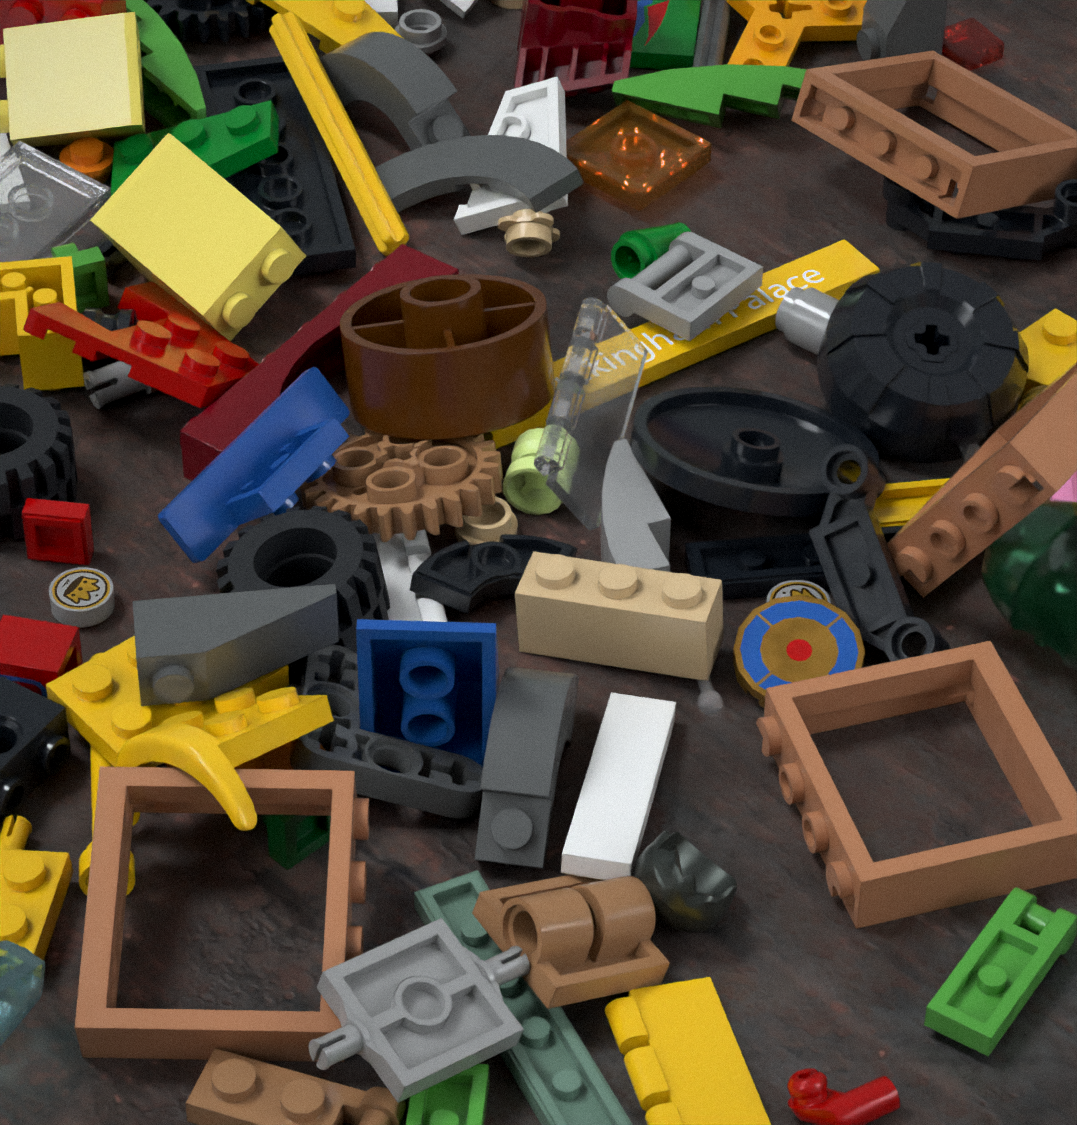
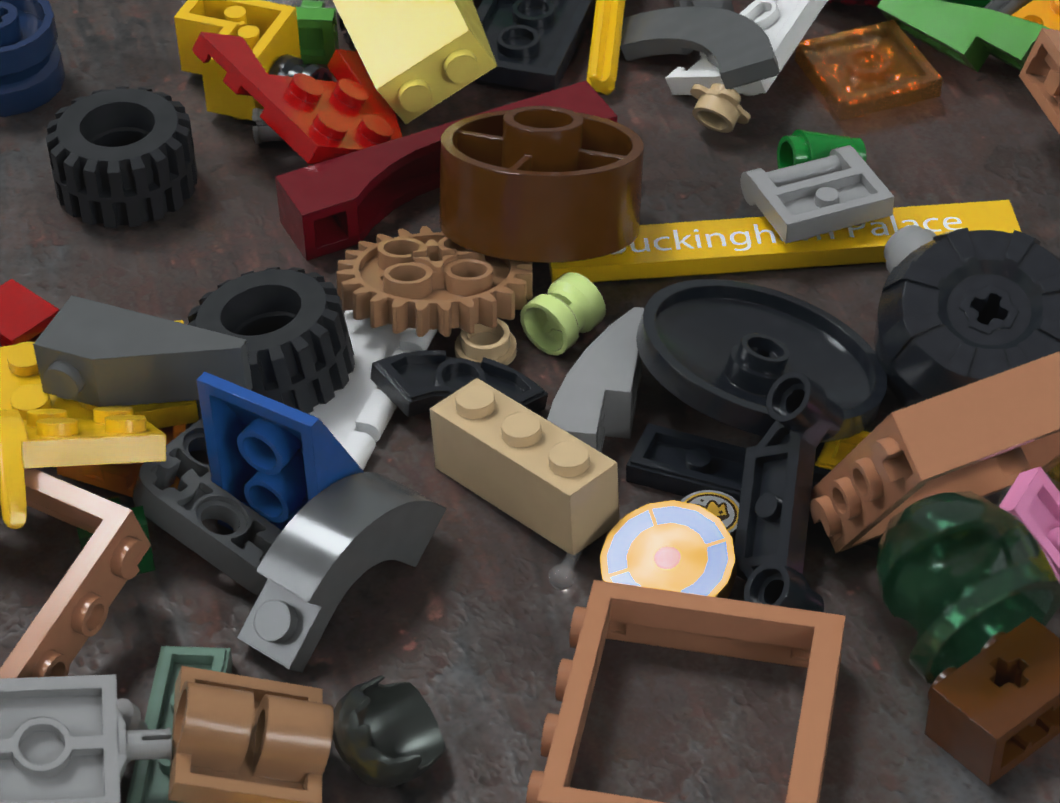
camera: 30 degrees right, 0 degrees up
(58, 531) = (128, 229): red tile -> none
(81, 597) = (113, 285): light grey tile -> none
(261, 467) = (312, 222): blue bracket -> none
(590, 408) = (657, 246): clear windscreen -> none
(619, 788) = (404, 620): white tile -> none

